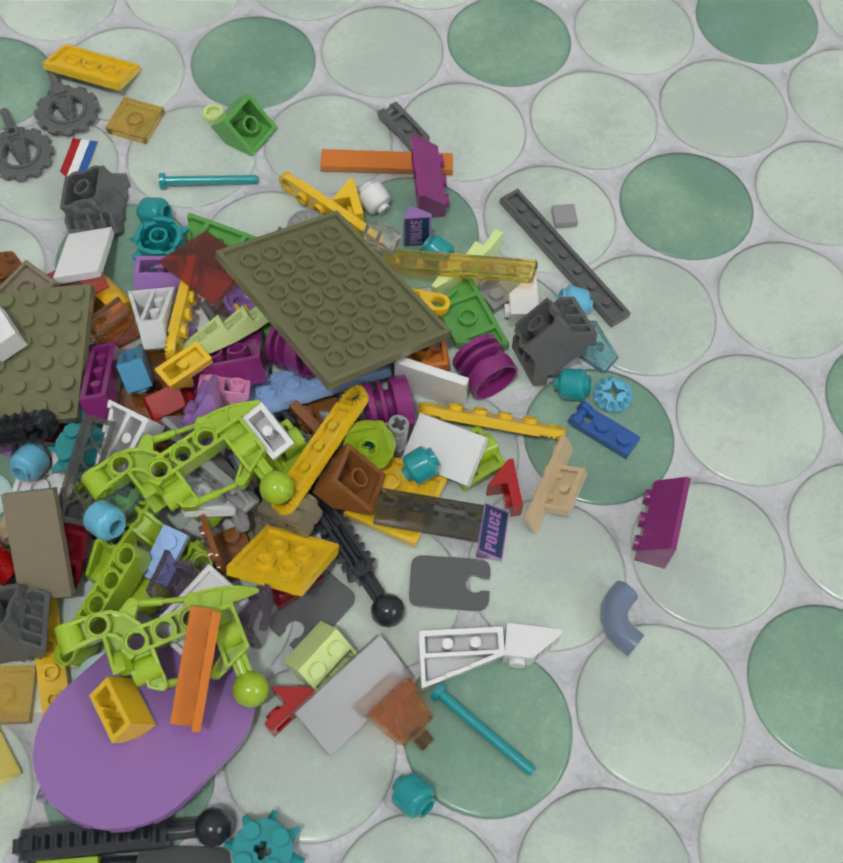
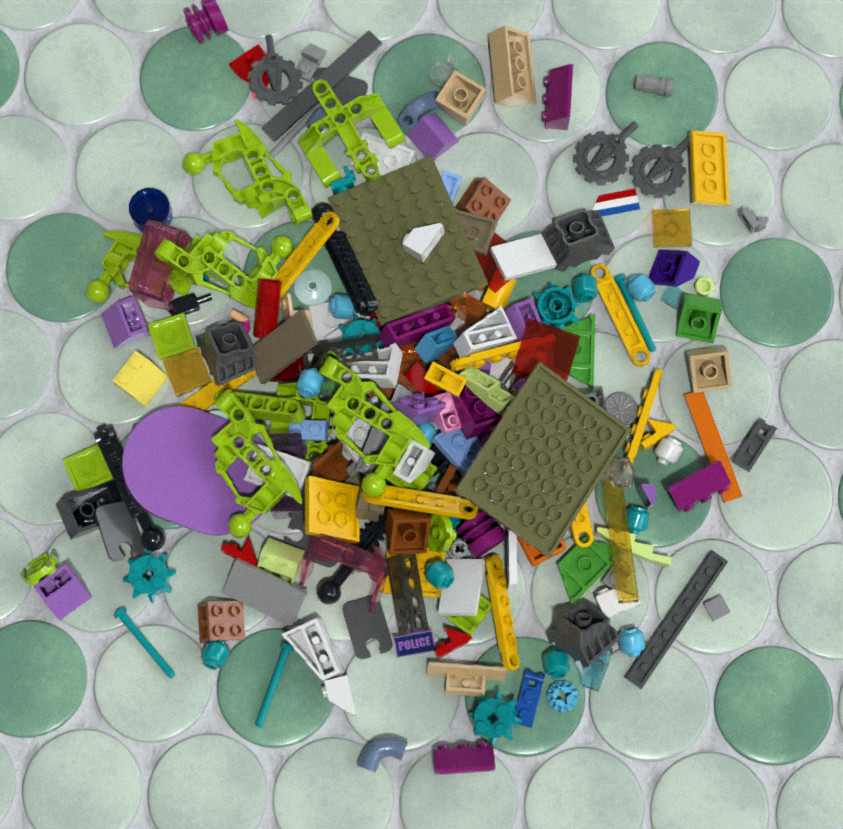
camera: 70 degrees right, 15 degrees up
(121, 709) = (196, 452): yellow brick -> none
(167, 52) = (749, 219): none -> light grey bracket
(177, 128) = (673, 268): none -> dark purple slope
(183, 162) = (641, 288): none -> medium azure head
(195, 667) = (236, 486): orange fence -> none
(206, 192) = (621, 316): none -> yellow plate
(209, 143) = (673, 297): none -> clear light blue tile
(303, 132) = (709, 369): none -> tan slope
(369, 772) = (221, 621): none -> bracket
(381, 529) = (327, 547): none -> clear pink windscreen
(403, 715) = (261, 628): clear orange torso -> none
(485, 366) = (542, 590): magenta wheel -> none
(605, 471) = (484, 717): none -> teal brick

